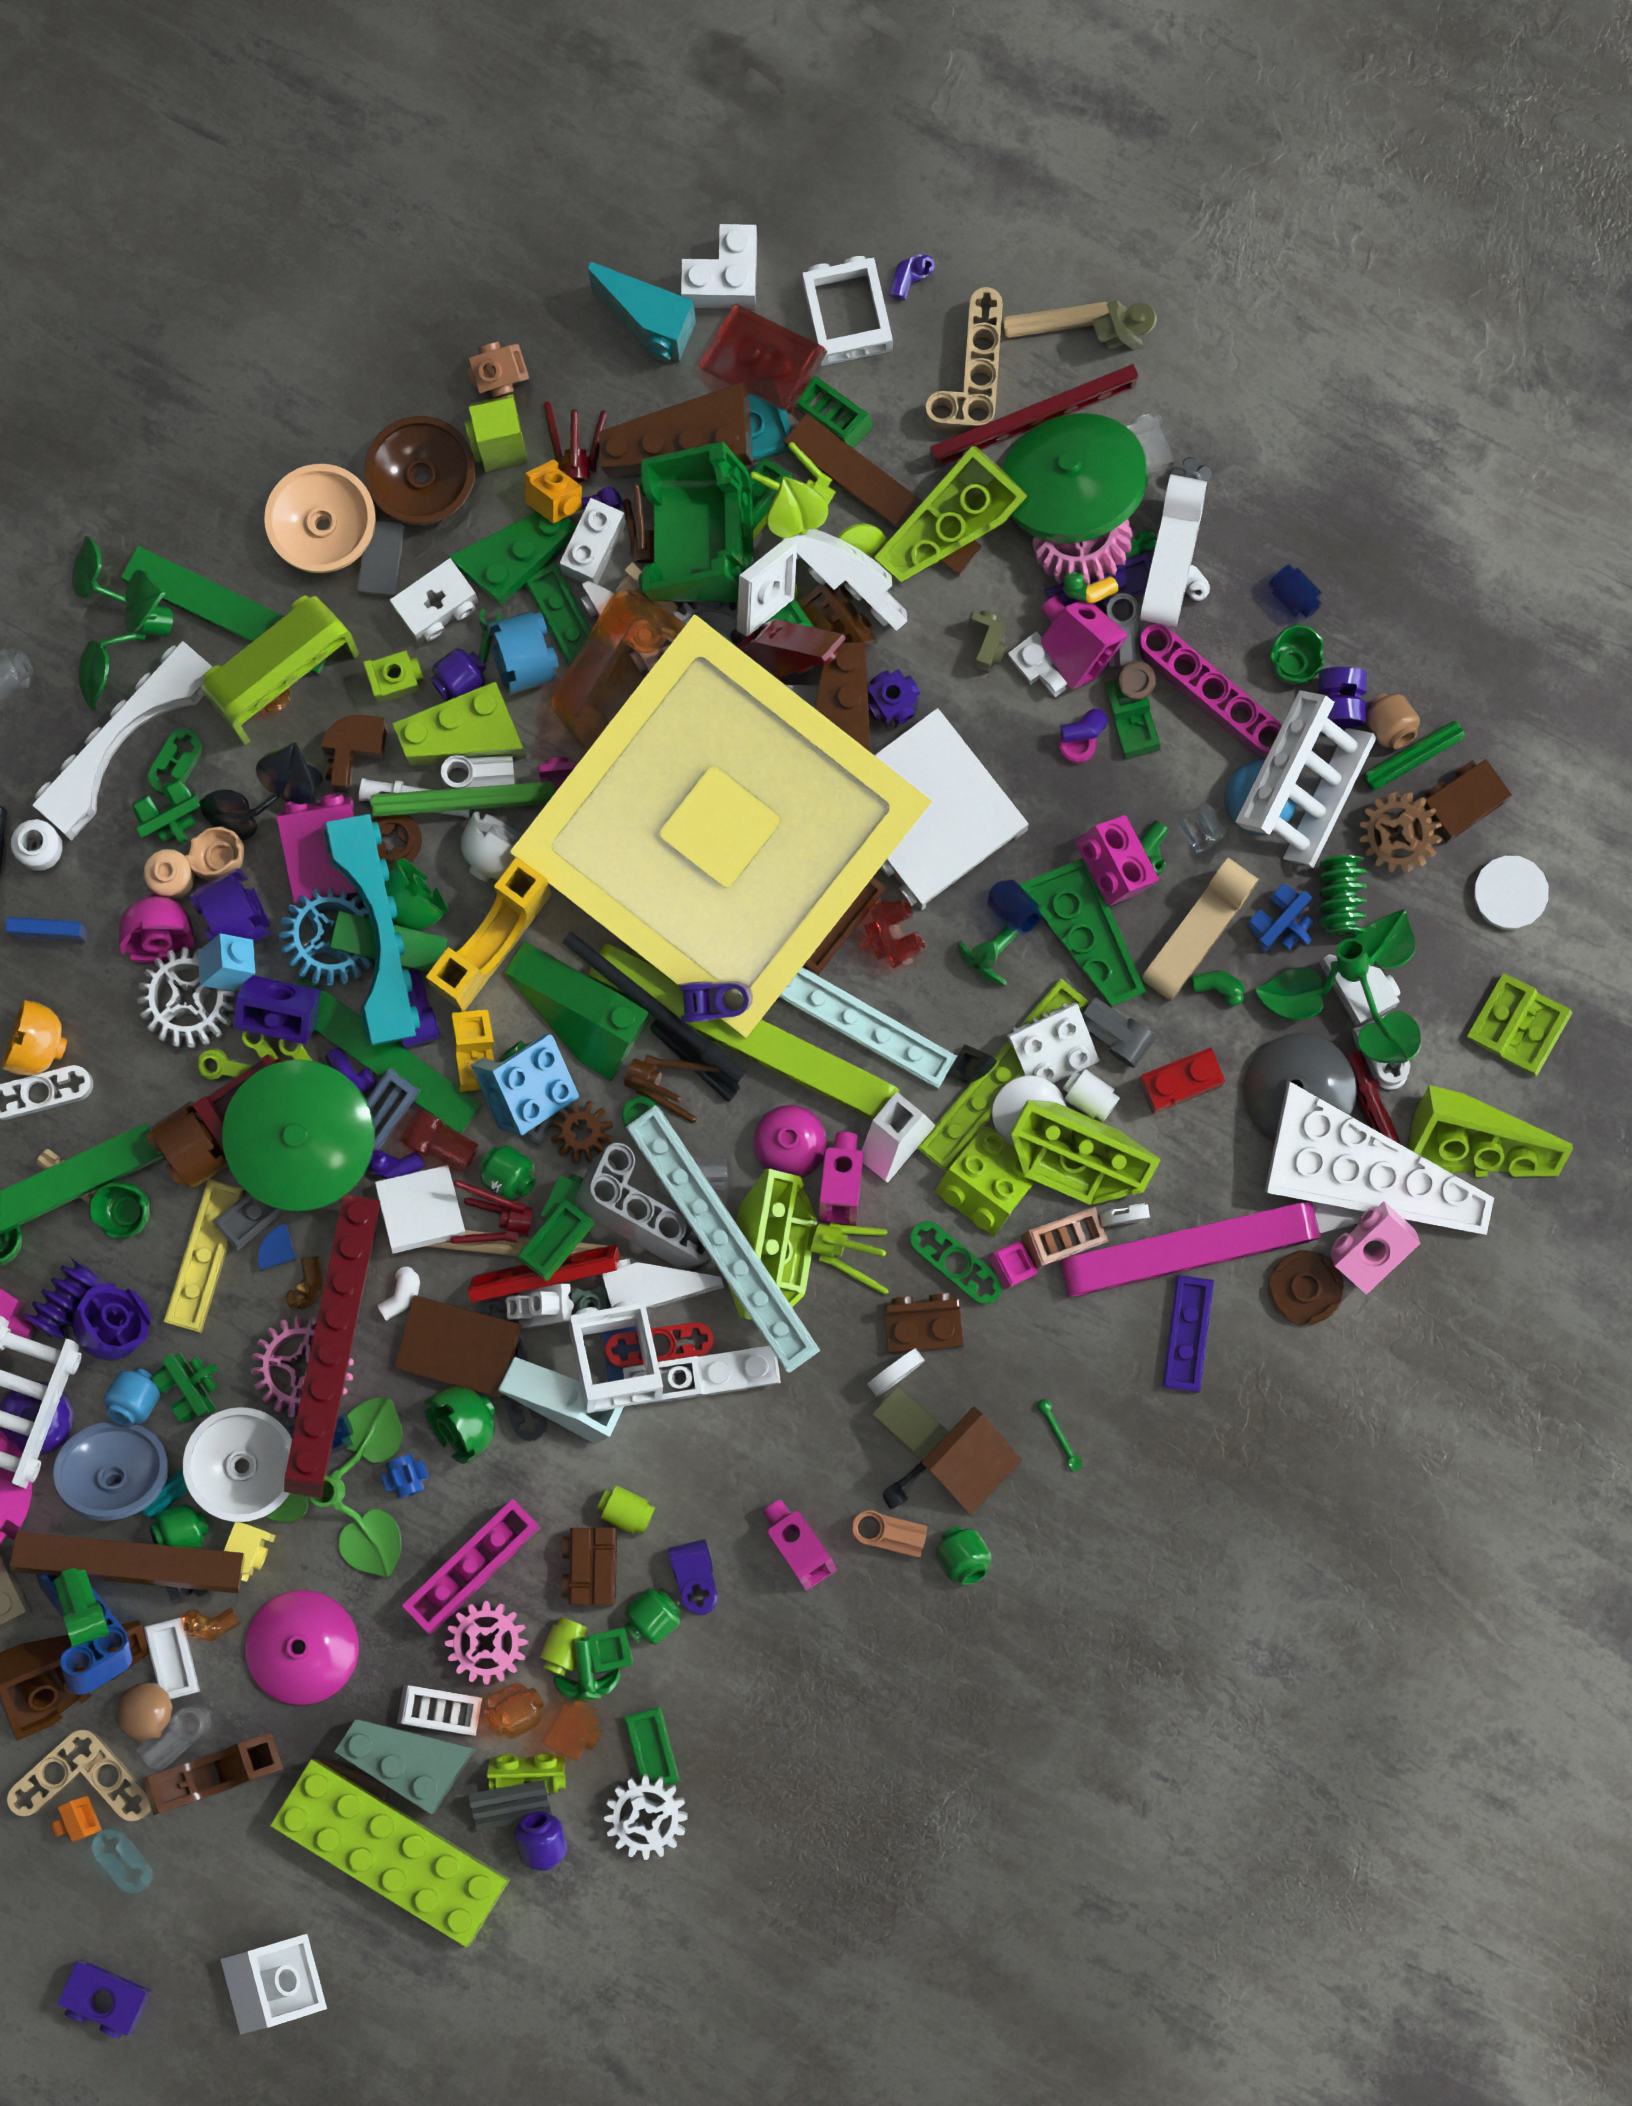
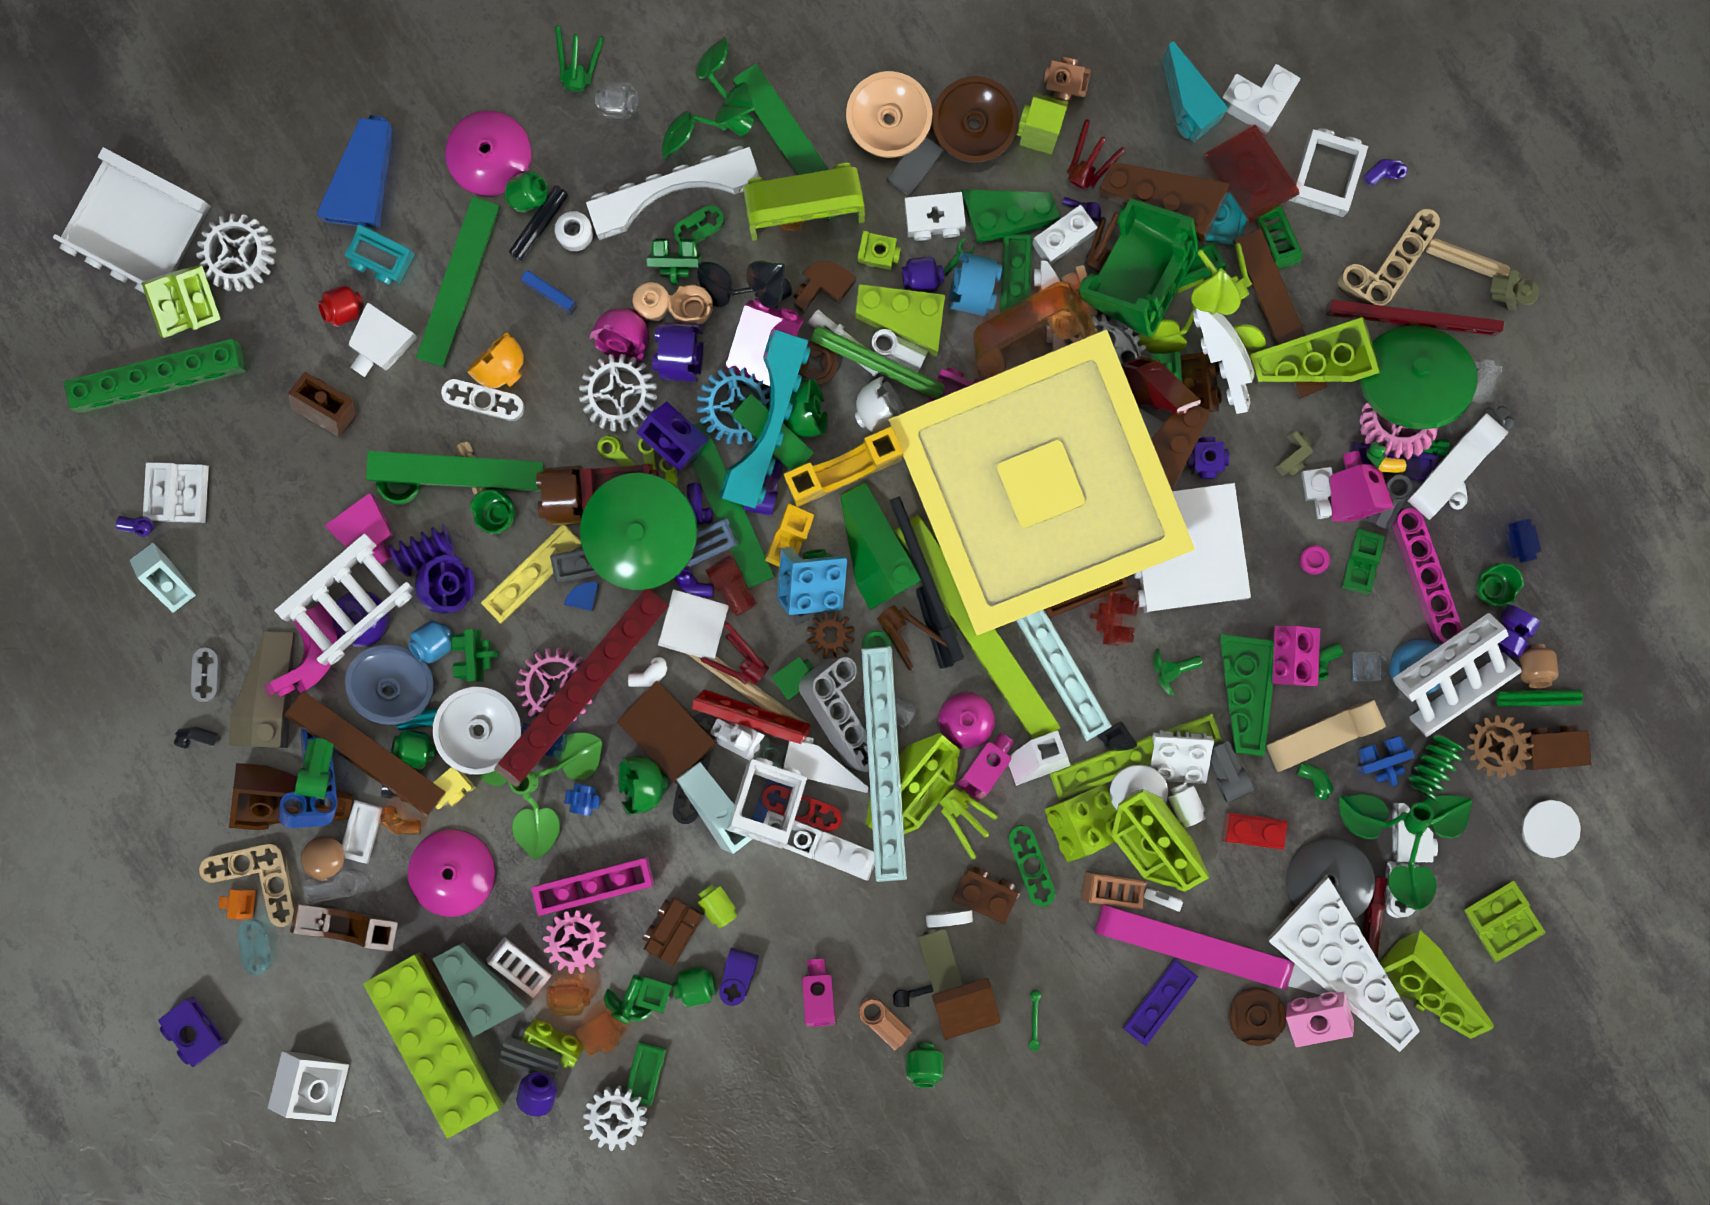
camera: 25 degrees right, 5 degrees up
(226, 962) = (655, 385): medium azure brick -> none
(309, 1288) = (591, 634): clear orange arm -> none
(507, 1172) = (765, 633): green head -> none
(552, 492) = (1056, 185): light orange brick -> none
(555, 1240) = (771, 700): green tile -> none
(560, 1647) = (621, 972): lime brick -> none
(711, 1000) = (967, 598): dark purple piece -> none
(766, 587) = (1166, 335): white plate -> none
(1012, 1265) = (1069, 889): dark pink tile -> none
(1014, 906) = (1208, 647): clear blue brick -> none
(1088, 727) = (1330, 553): dark purple arm -> none
(1136, 680) = (1380, 540): reddish brown tile -> none

